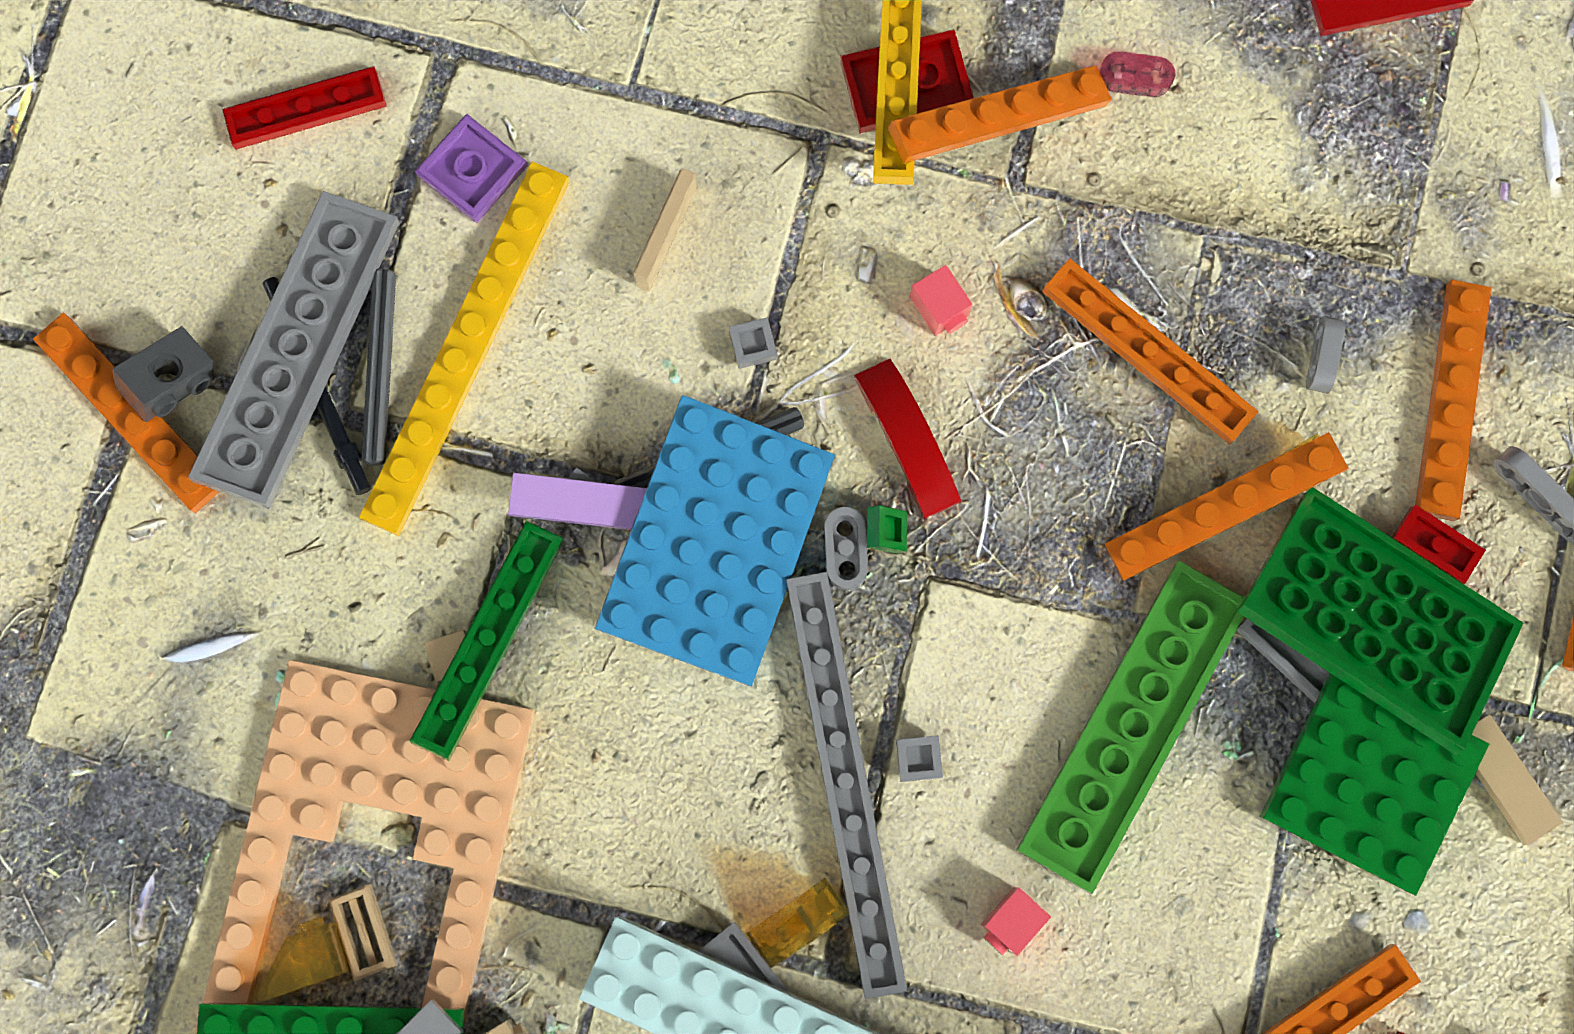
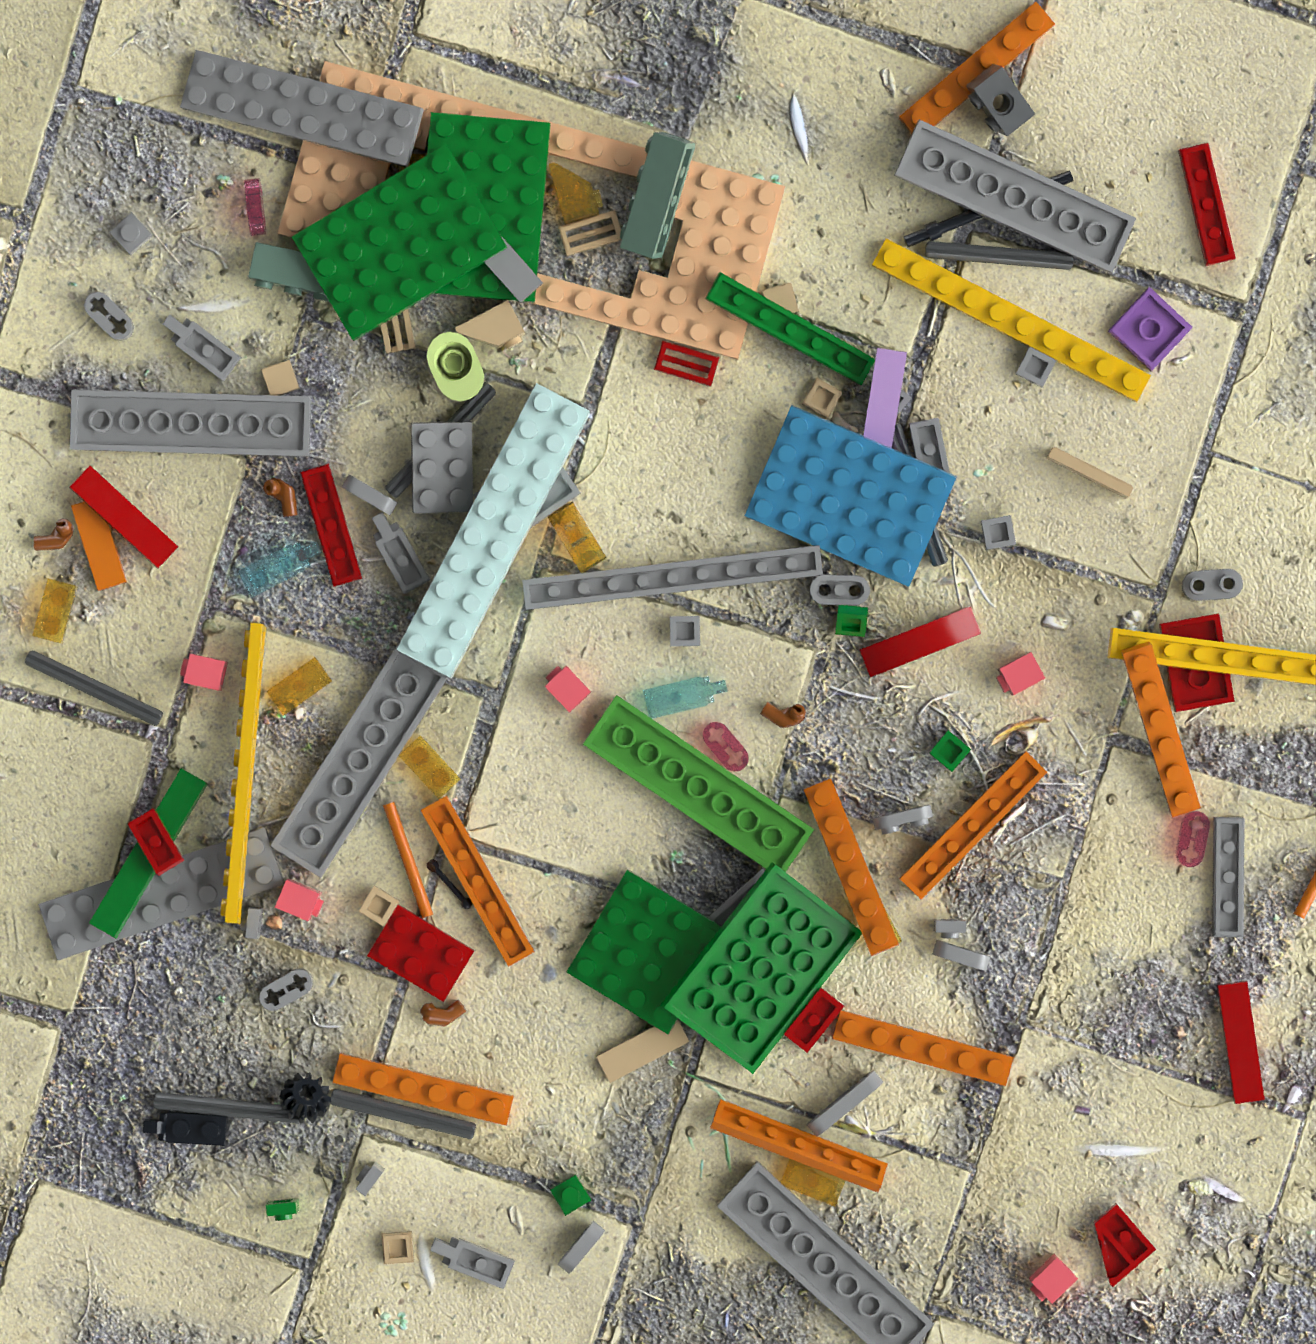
camera: 95 degrees right, 10 degrees up
(300, 839) = (657, 194): none -> sand green brick
(527, 308) = (1035, 367): none -> light grey plate
(535, 816) = (709, 370): none -> red tile
(582, 590) = (822, 398): none -> tan tile
(636, 441) = (929, 443): none -> light grey hinge
(803, 68) = (1212, 584): none -> light grey plate
(1009, 757) = (682, 696): none -> clear light blue hinge
(1026, 612) = (786, 717): none -> dark orange arm
(1052, 387) = (949, 751): none -> green plate
(1081, 698) = (720, 751): none -> clear pink beam
(1145, 429) = (890, 822): none -> light grey plate
(1181, 28) = (1228, 877): none -> light grey tile
(1289, 371) = (949, 927): none -> light grey plate

